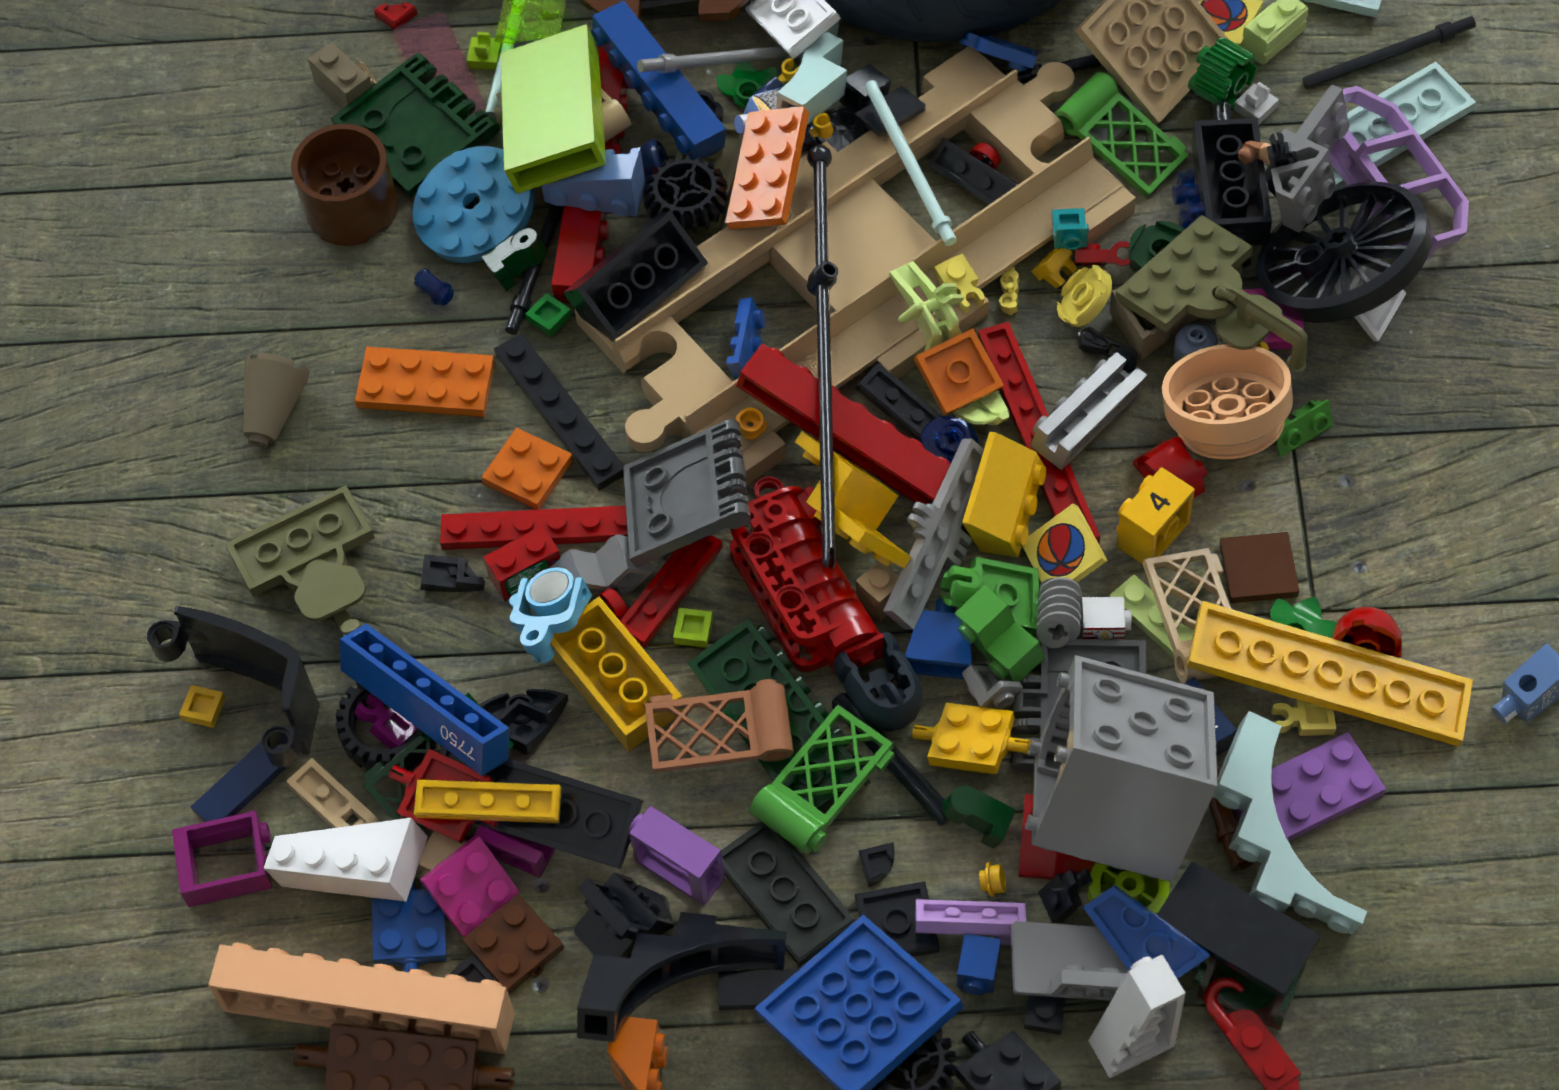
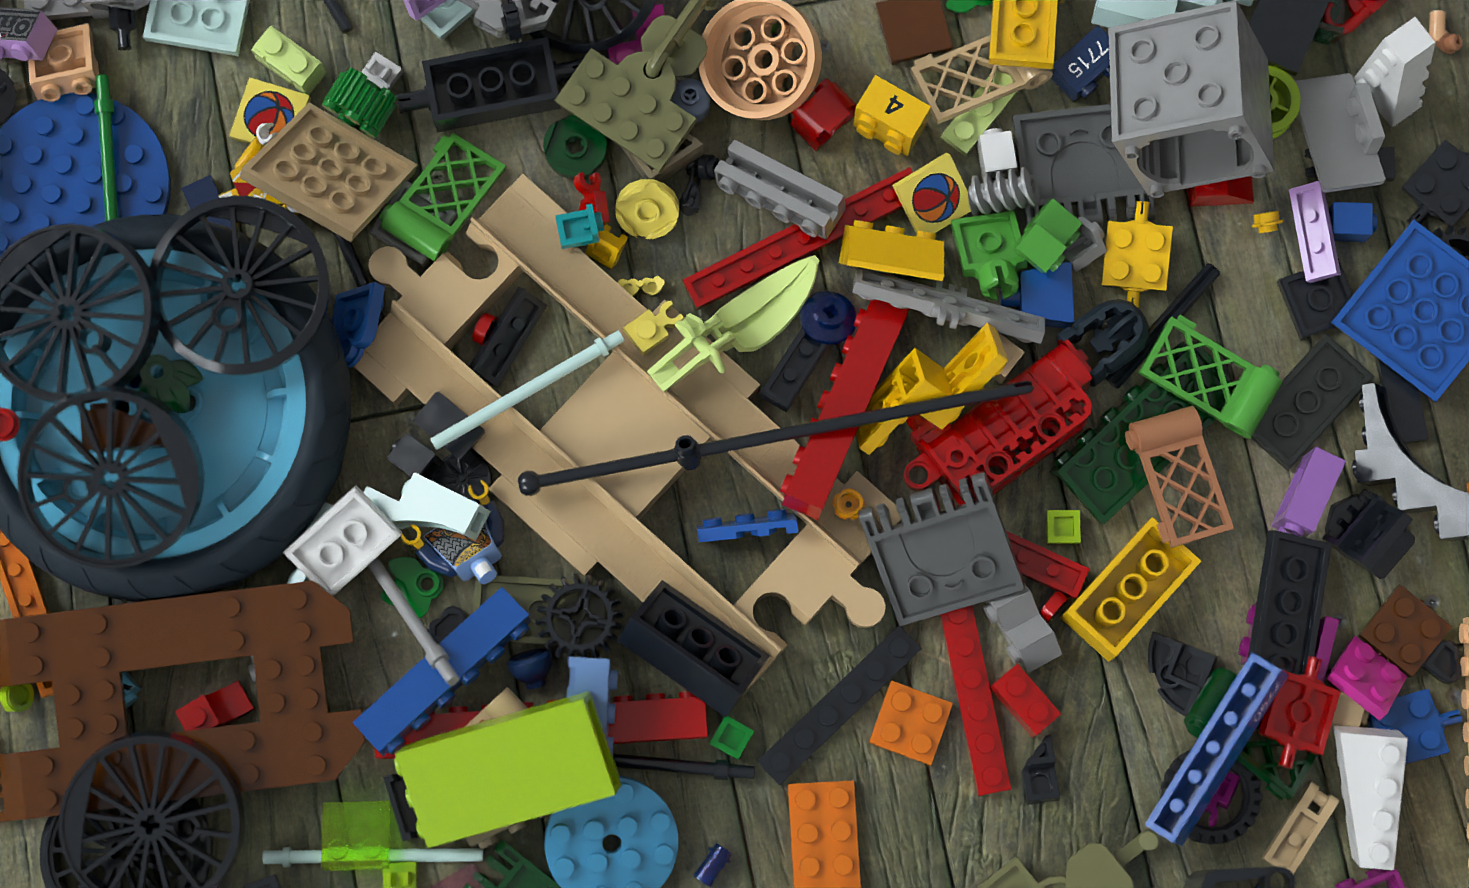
camera: 105 degrees left, 20 degrees up
(487, 801) = (1308, 666): yellow tile -> none
(515, 256) = (671, 784): dark green leg -> none
(557, 604) = (1079, 651): medium azure piece -> none
(767, 168) = (549, 534): plate -> none
(877, 862) = (1265, 325): black tile -> none
(958, 372) = (758, 314): orange plate -> none
(979, 812) = (1210, 243): dark green leg -> none
(1062, 894) = (1282, 158): black plate -> none
(1140, 933) = (1319, 80): blue wing -> none
(1187, 195) = (519, 122): clear blue plate -> none
(1254, 150) = (470, 48): nougat arm -> none

